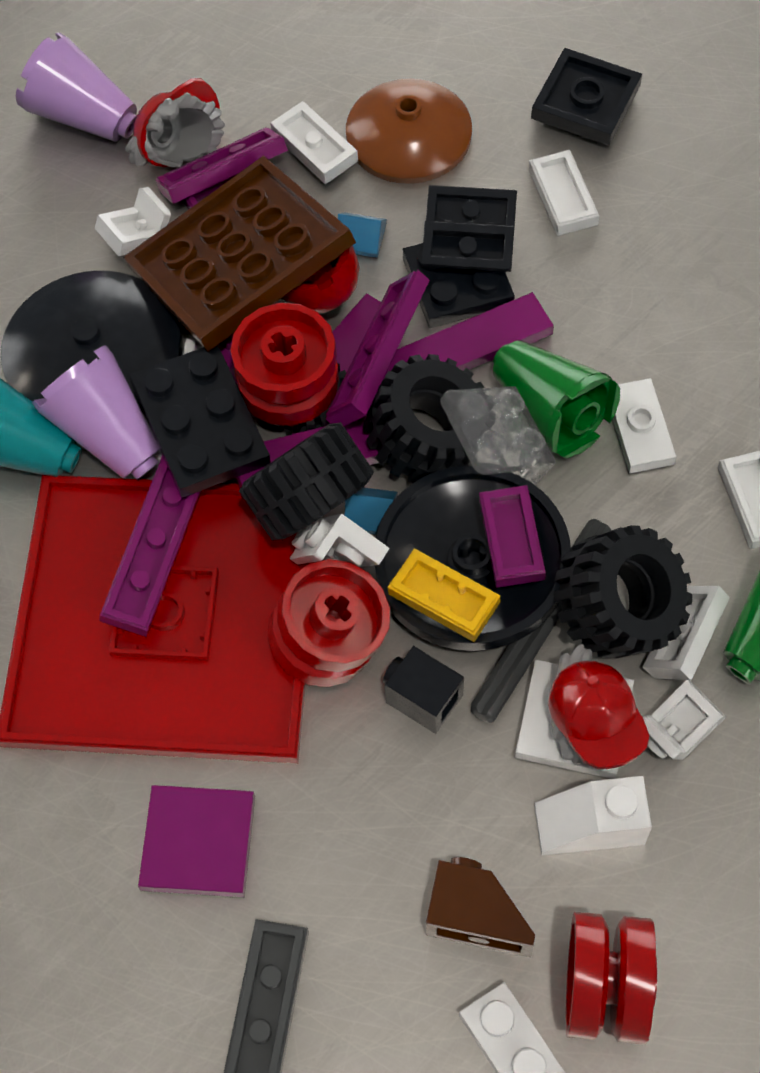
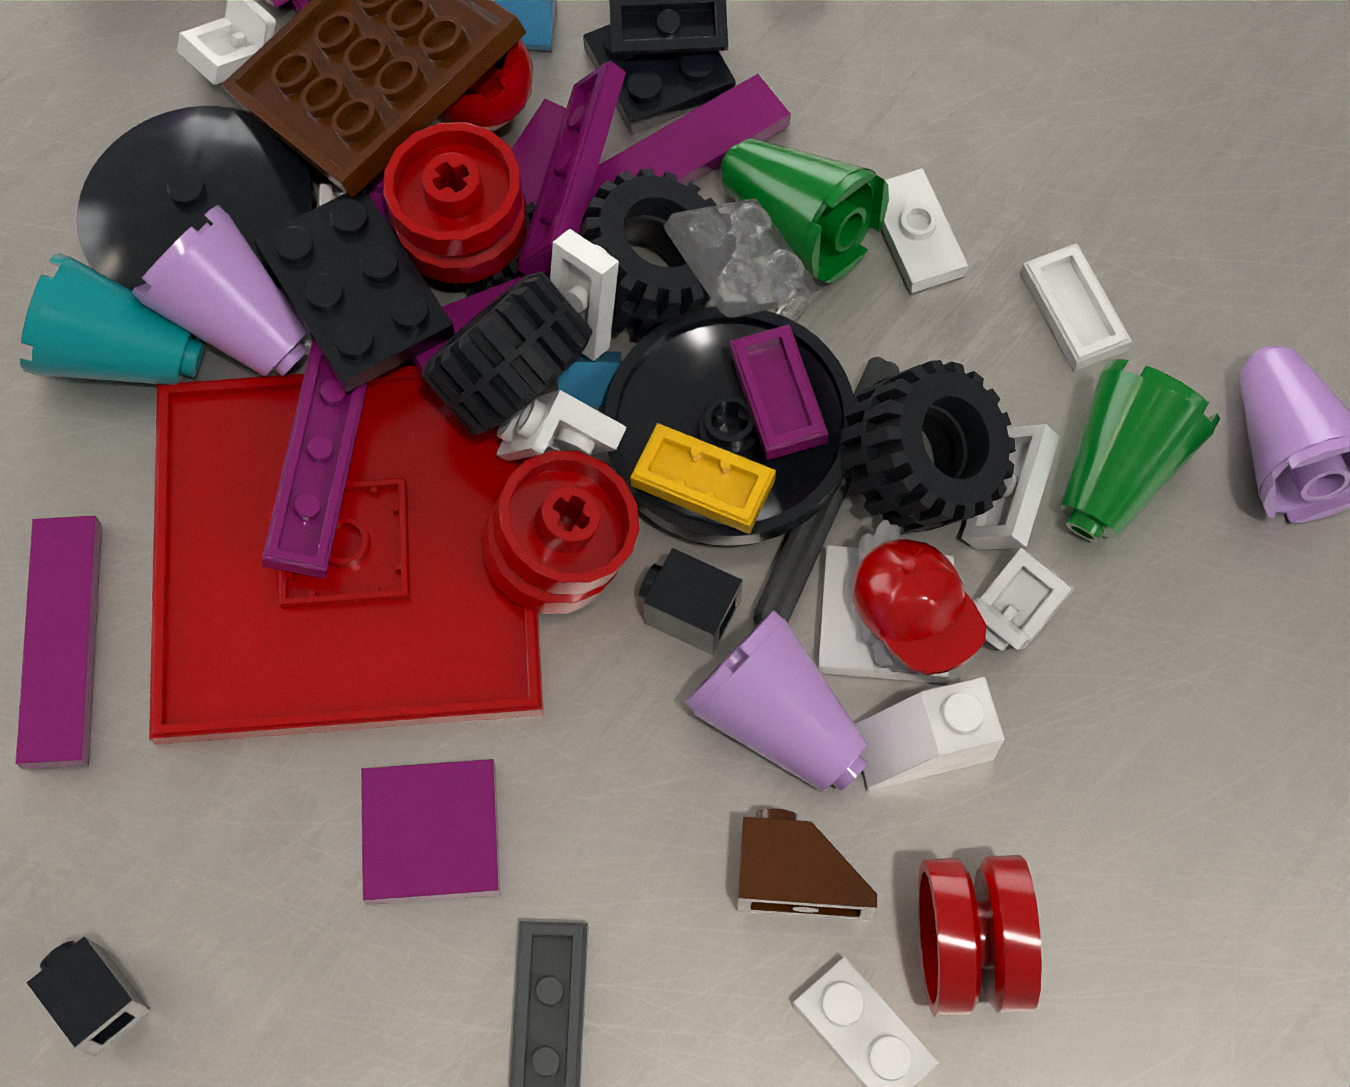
camera: 10 degrees left, 5 degrees up
(375, 434) = (588, 282): none -> white plate
(481, 780) = (782, 707): none -> lavender cone

